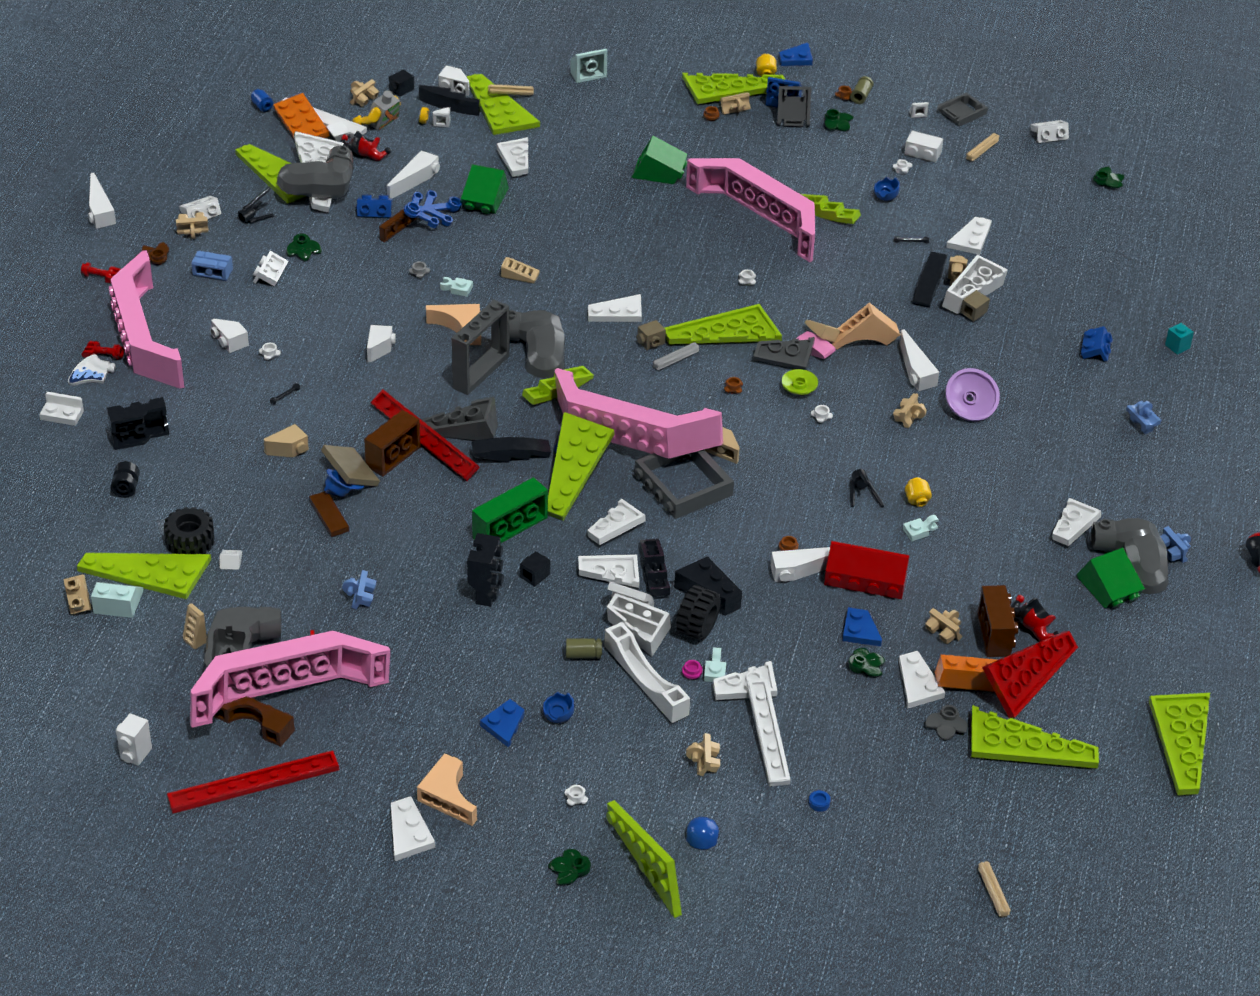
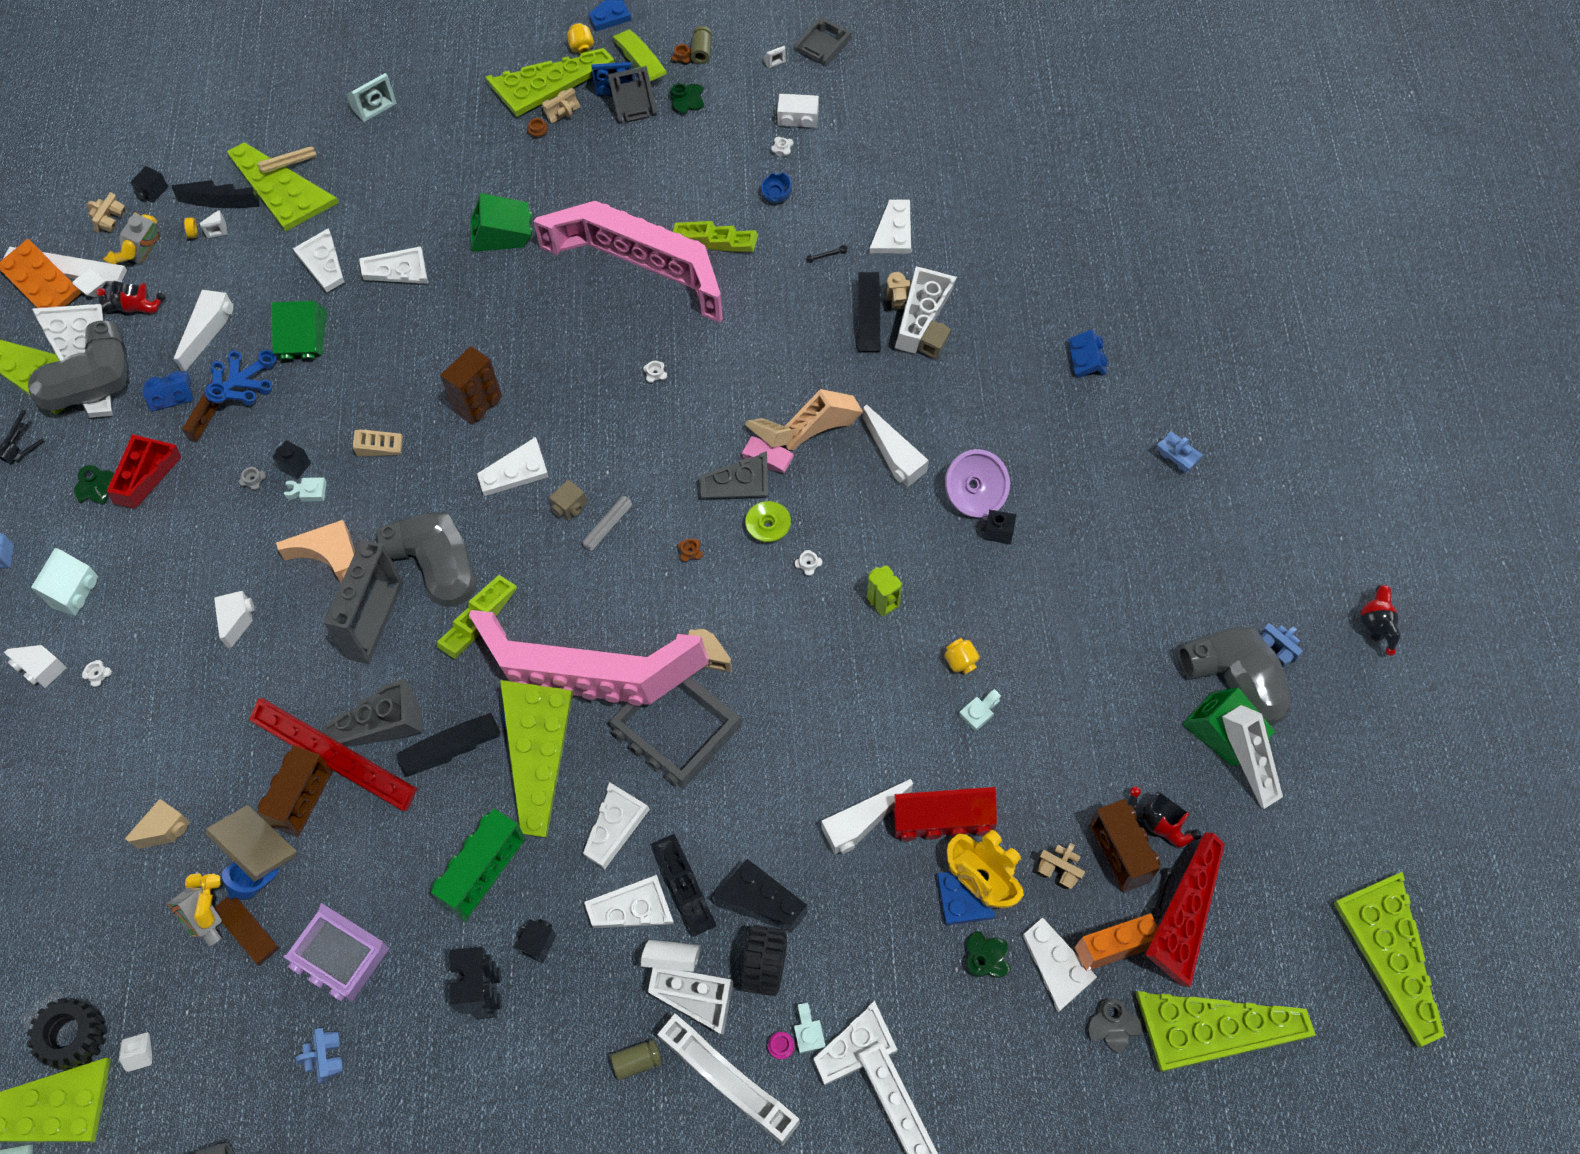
camera: 15 degrees left, 20 degrees up
(266, 292) = (64, 582): none -> light aqua slope
(270, 269) = (63, 533): white bracket -> none
(296, 387) = (146, 721): black hinge -> none
(301, 488) = (195, 909): none -> torso
(341, 244) = (141, 469): none -> red wedge
(390, 539) = (336, 954): none -> window
(452, 264) = (291, 459): none -> black brick
(454, 79) = (213, 163): white slope -> none
(571, 172) = (396, 266): none -> white wing
(603, 247) = (471, 385): none -> reddish brown brick
(738, 325) = (662, 455): lime wing -> none
(788, 543) = (834, 791): dark orange plate -> none
(808, 79) = (639, 53): none -> lime slope
(861, 480) = (889, 657): black plant -> none
(872, 437) = (884, 590): none -> lime brick
(876, 602) = (968, 856): none -> yellow piece
(909, 411) = (914, 524): tan hips -> none
(979, 426) = (999, 526): none -> black brick
(982, 147) = (863, 91): tan axle -> none
(1051, 131) = (932, 46): white bracket -> none
(1074, 521) = (1155, 642): white wing -> none
(1106, 177) = (1018, 98): dark green plate -> none
(1119, 590) = (1251, 745): none -> white slope
(1179, 338) = (1178, 319): teal brick -> none

